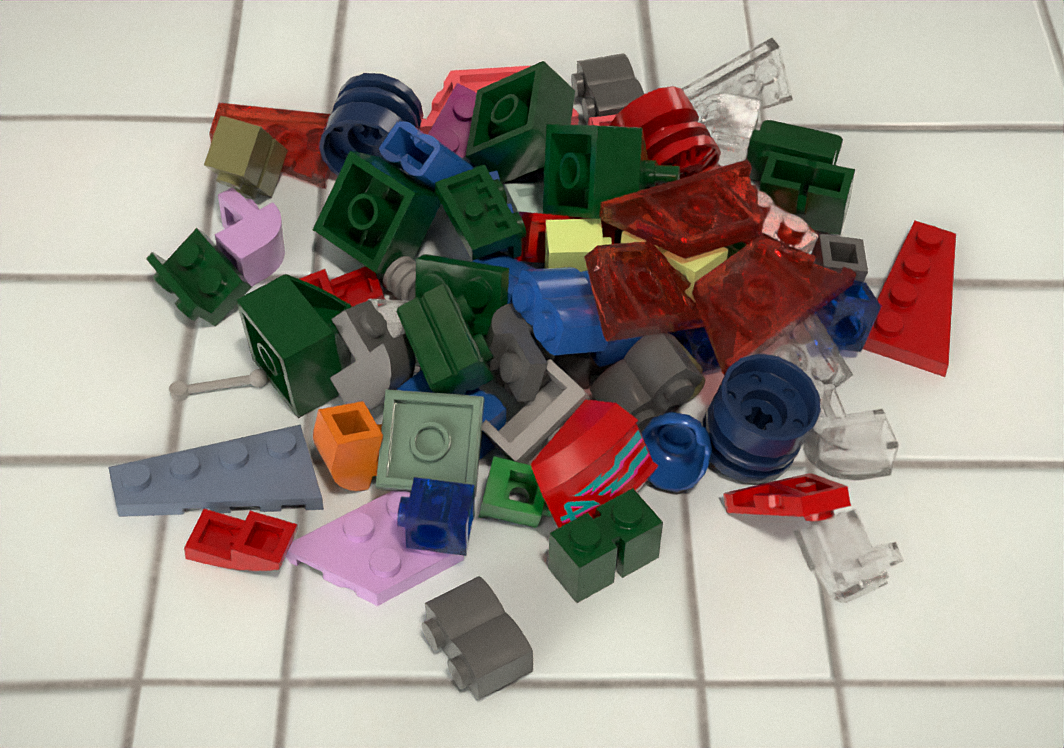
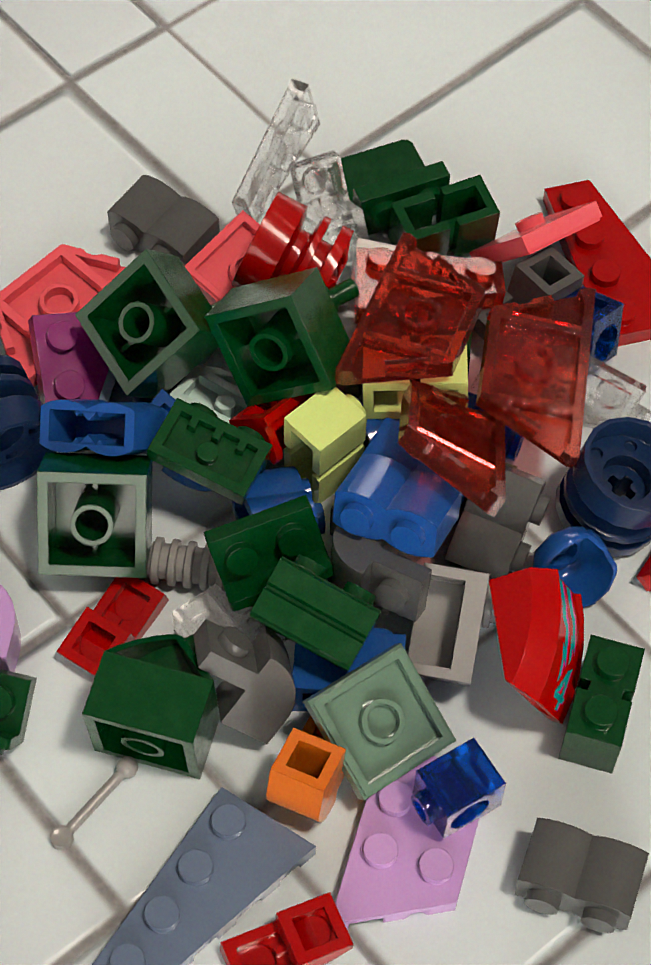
camera: 40 degrees left, 10 degrees up
(508, 478) = (496, 697): green brick -> none
(877, 234) = (539, 232): none -> coral plate

